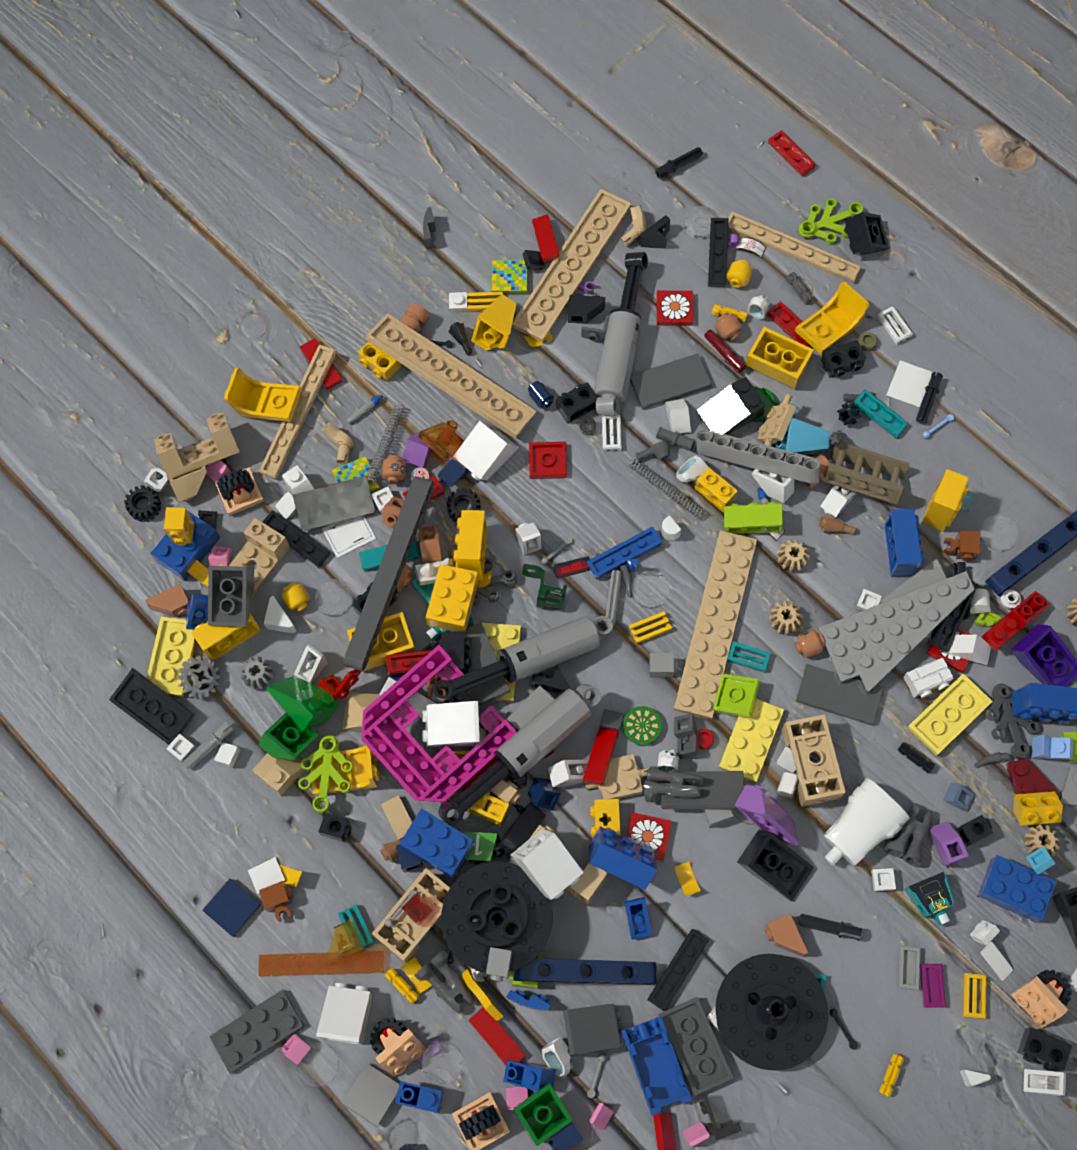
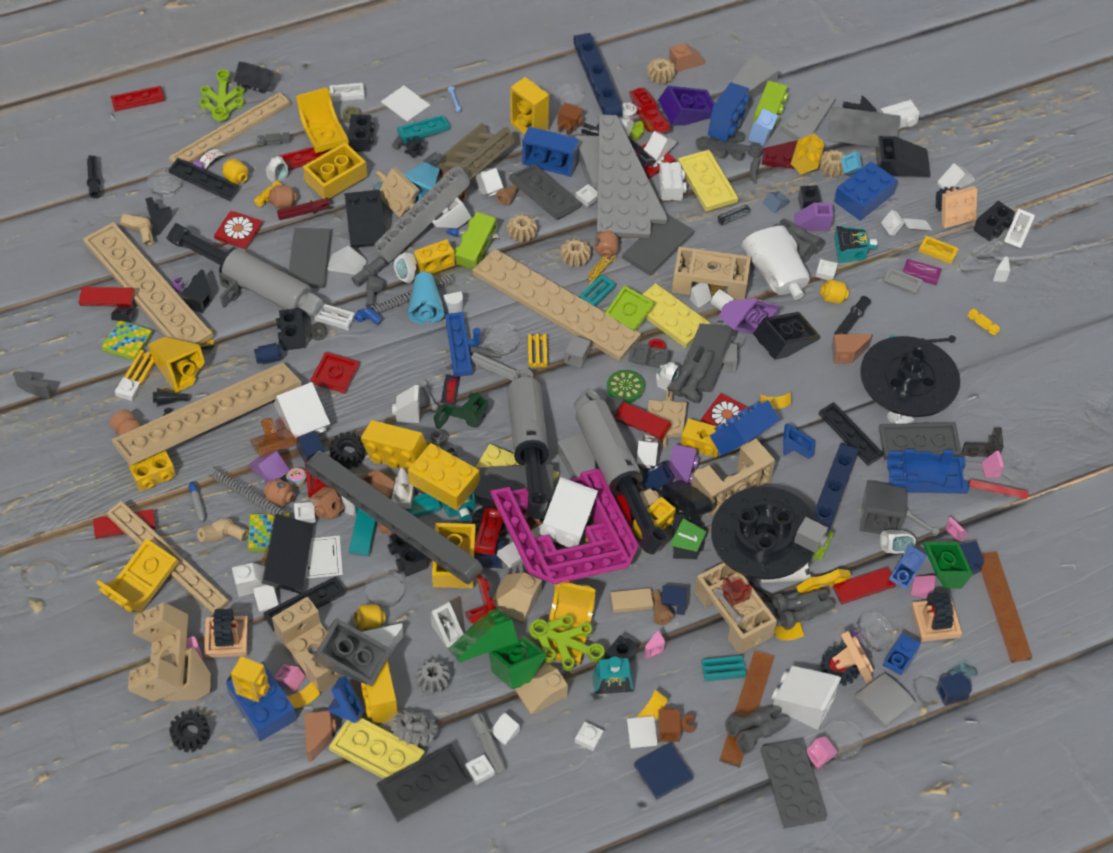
camera: 75 degrees left, 15 degrees down
(157, 479) = (174, 703): white rock -> none
(245, 829) = (589, 736): none -> white plate
(297, 987) = (765, 727): none -> dark grey piece
(305, 830) = (612, 676): none -> teal torso
(344, 942) = (737, 675): clear yellow slope -> none
(355, 856) = (654, 646): none -> bright pink slope
(401, 985) = (792, 646): yellow axle -> none
(437, 843) = (677, 561): blue brick -> none
(535, 1002) = (842, 547): blue slope -> none
(547, 863) = (732, 472): white slope -> none
(556, 684) = (557, 432): black slope -> none
(566, 812) = (682, 463): none -> medium lavender slope
(625, 460) = (368, 313): none -> blue arm
(658, 500) = (425, 300): none -> medium azure cone
(783, 652) = (602, 269): none -> yellow piece
(853, 559) = (545, 191): none -> dark grey tile
(855, 897) = (834, 291): none -> yellow head
(932, 390) = (422, 90): black axle -> none

